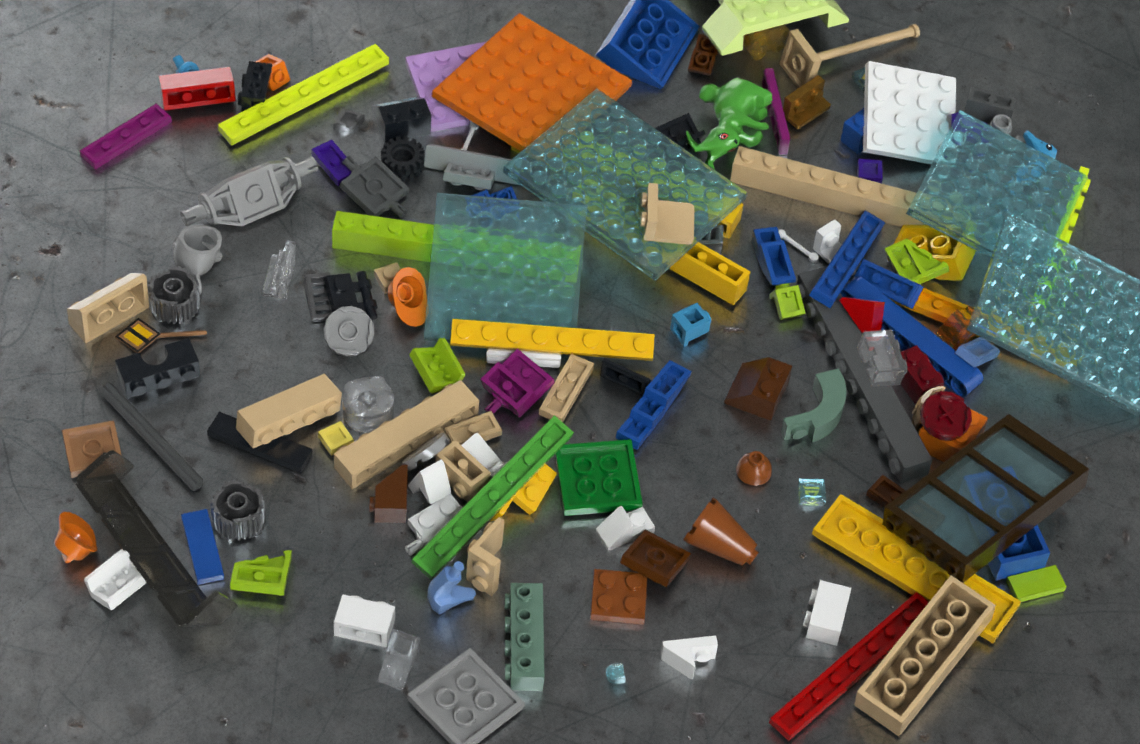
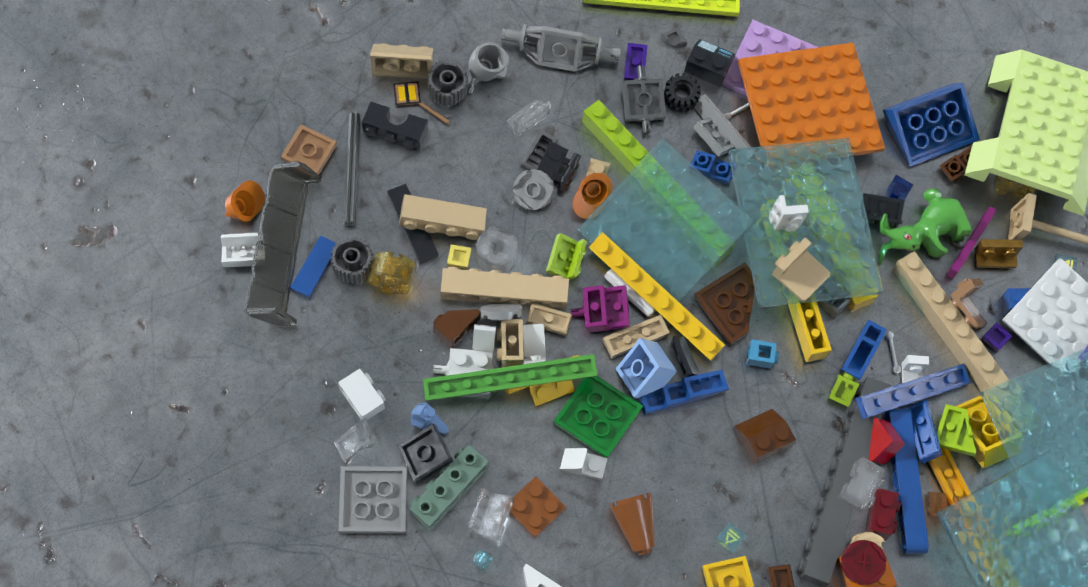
camera: 40 degrees right, 15 degrees up
(262, 574) = (331, 314): lime wing -> none
(289, 492) = (391, 273): none -> clear yellow brick
(476, 623) = (425, 453): none -> black plate
(482, 565) = (466, 409): tan bracket -> none
(588, 630) = (490, 514): none -> clear bracket
(603, 405) = (645, 368): none -> light blue slope
(612, 179) = (787, 217): none -> white bracket
(620, 302) = (729, 302): none -> reddish brown plate
(655, 558) = (579, 501): reddish brown plate -> none
(672, 106) = (900, 187): none -> clear blue tile
(754, 468) = (707, 490): dark orange brick -> none
(810, 145) = (962, 302): none -> medium nougat bracket
(818, 423) = (795, 491): sand green arch -> none
(977, 351) = (934, 530): medium blue tile -> none

